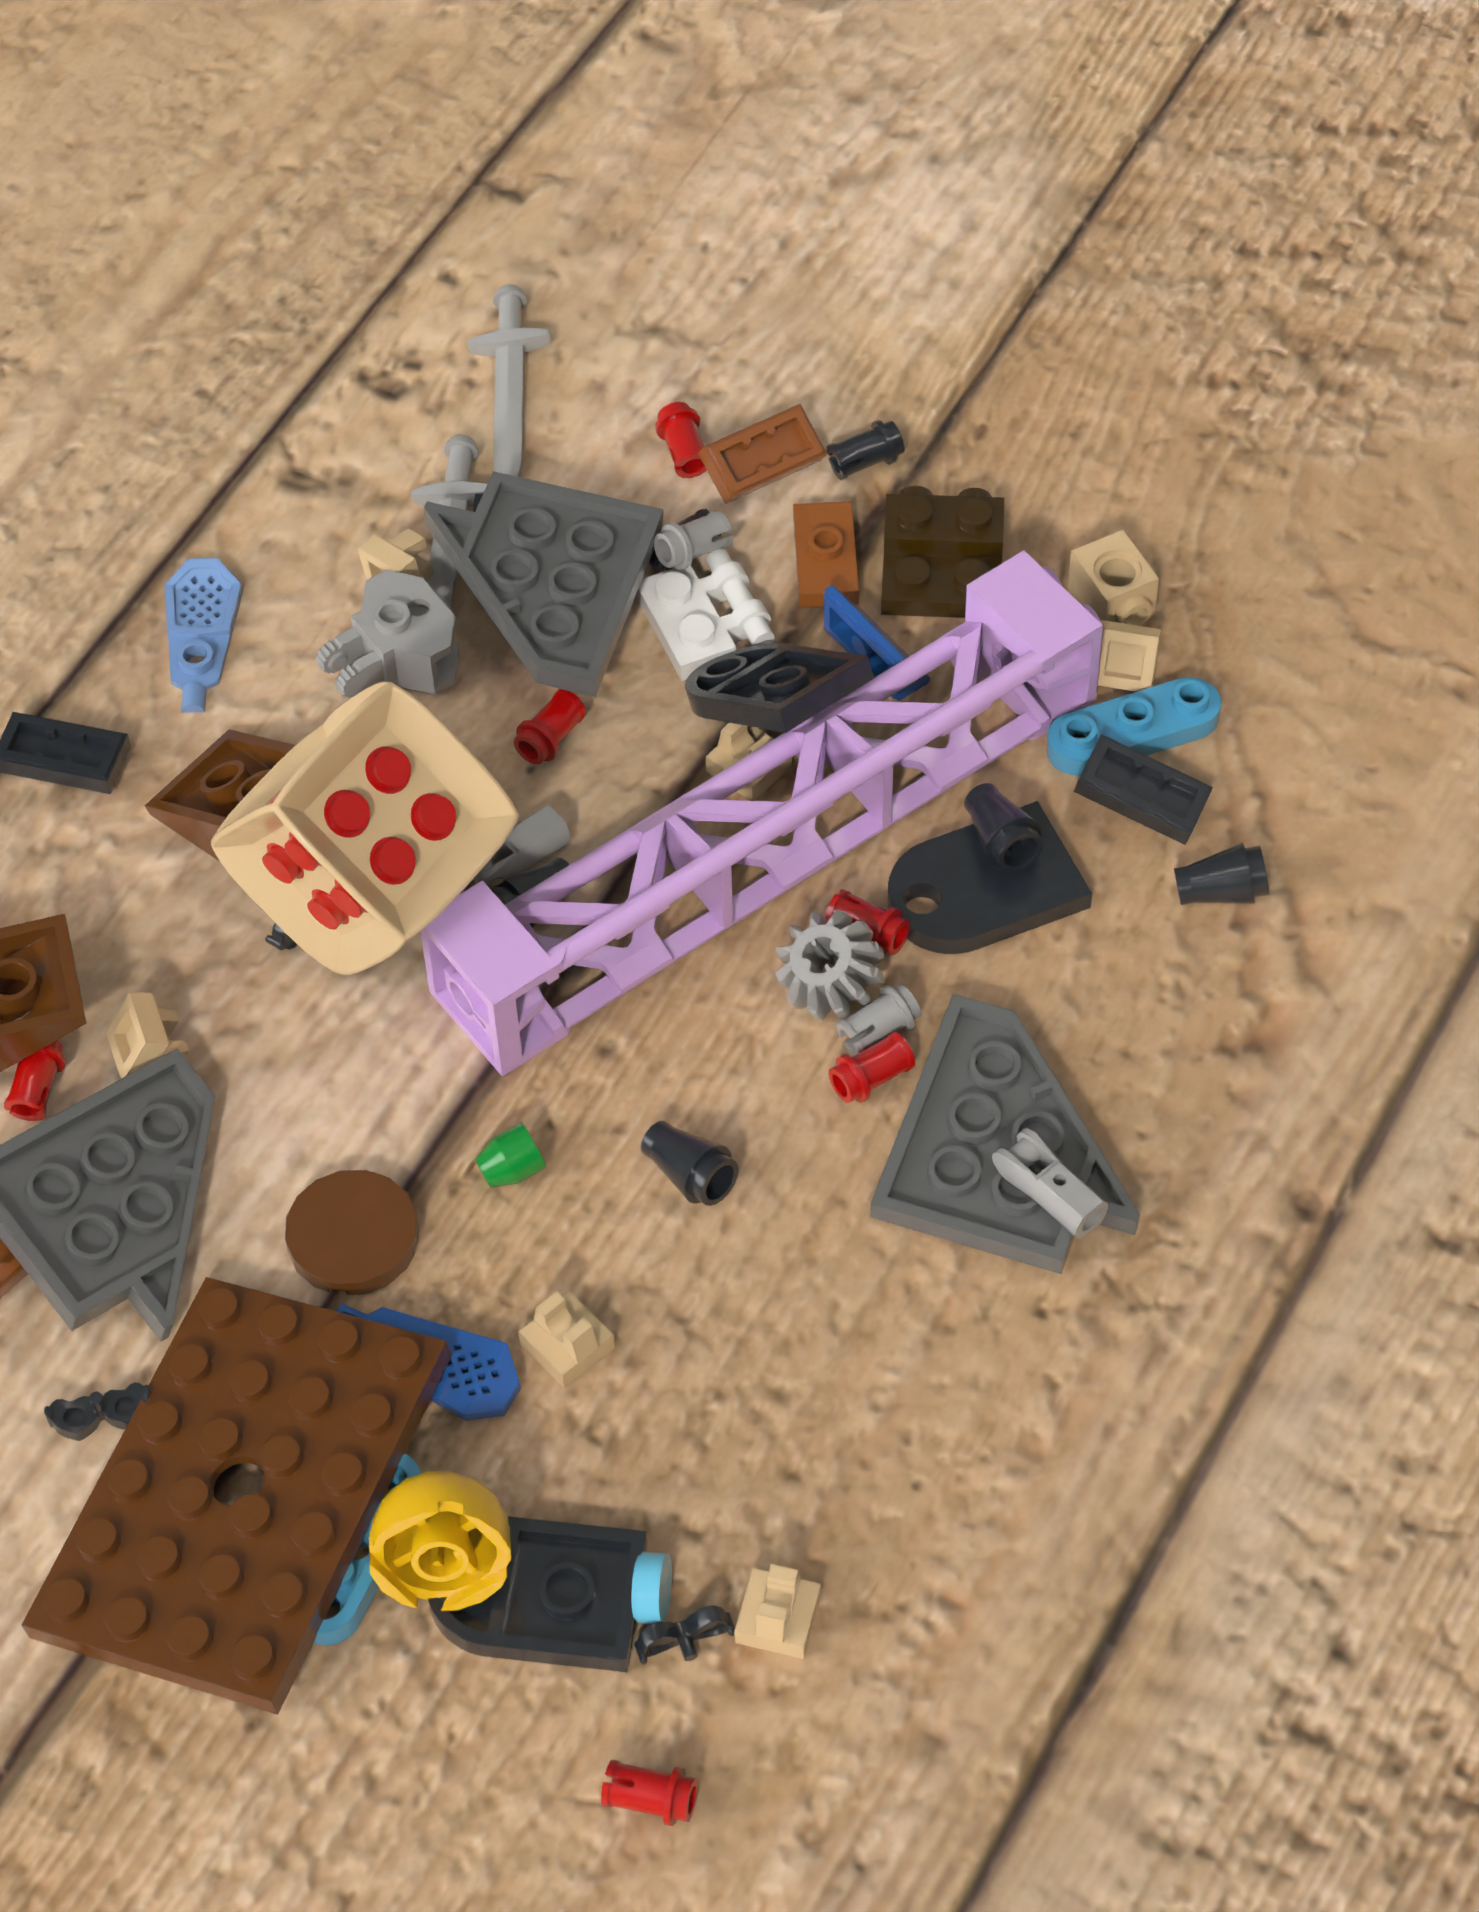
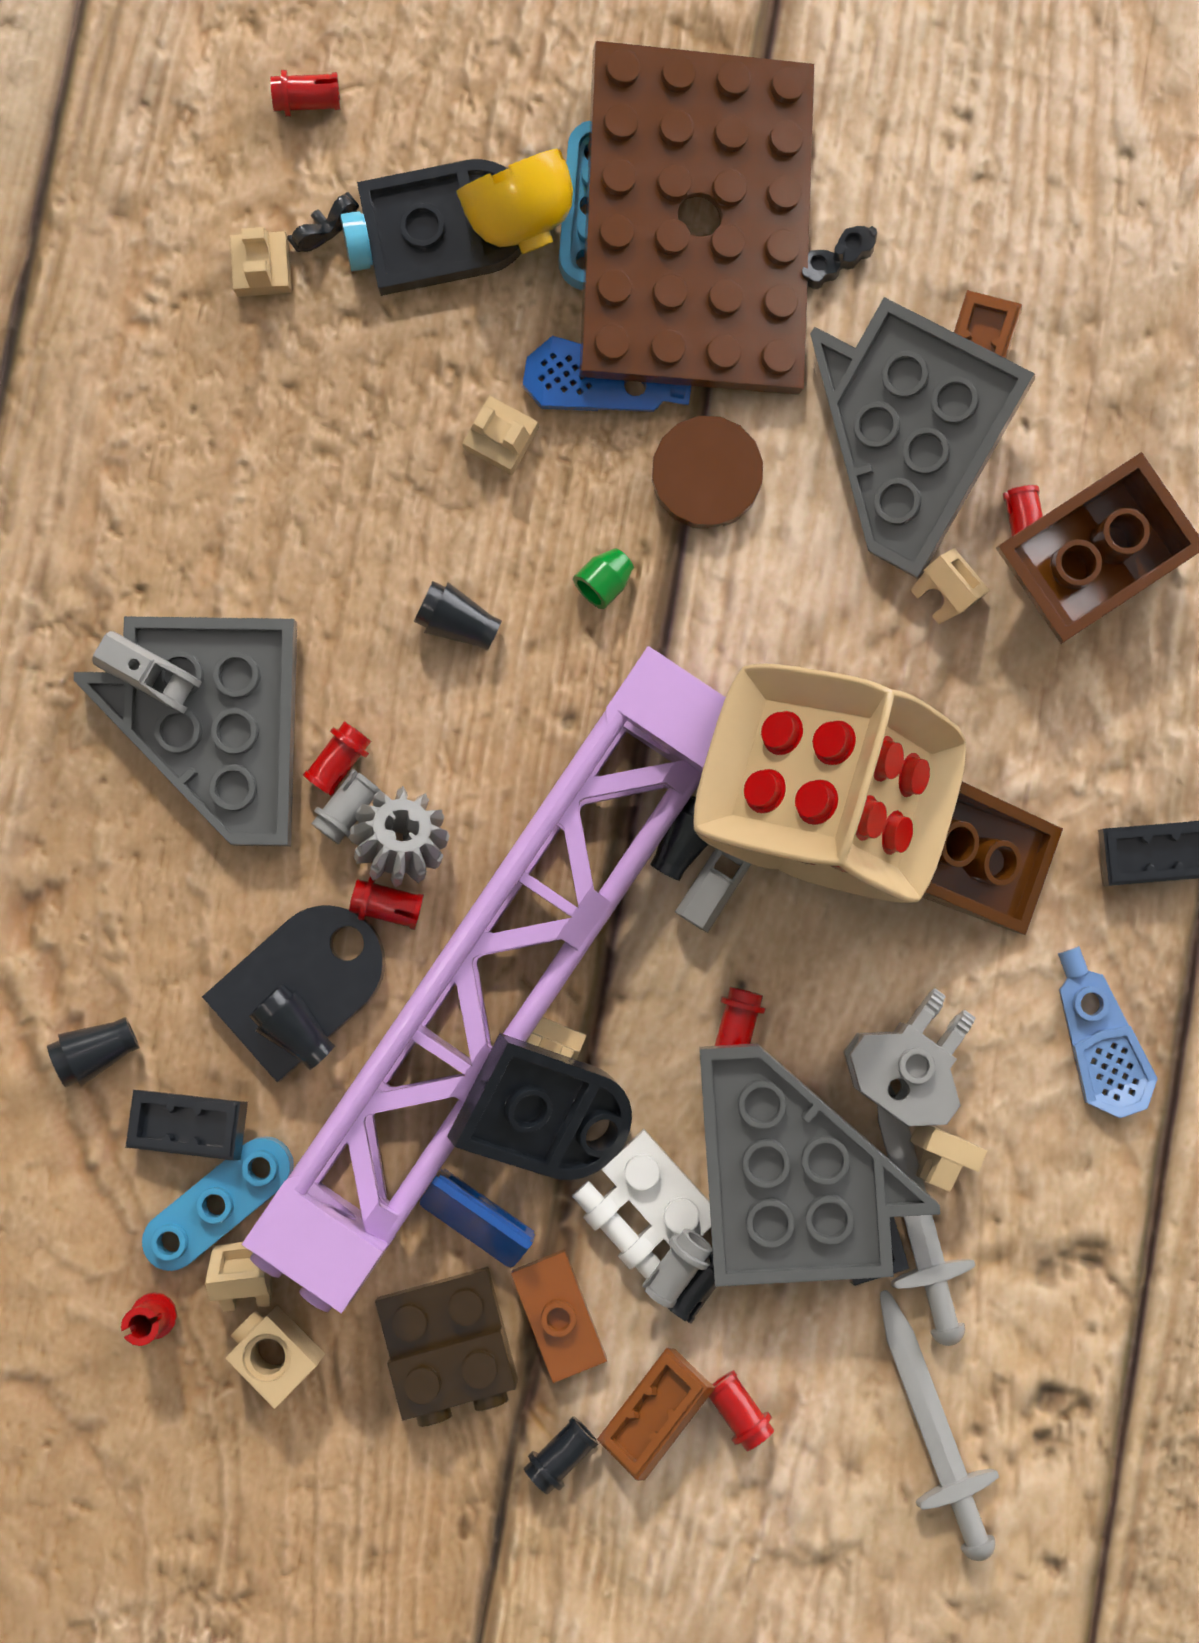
camera: 165 degrees right, 30 degrees up
(1229, 648) = (149, 1306): none -> red pin

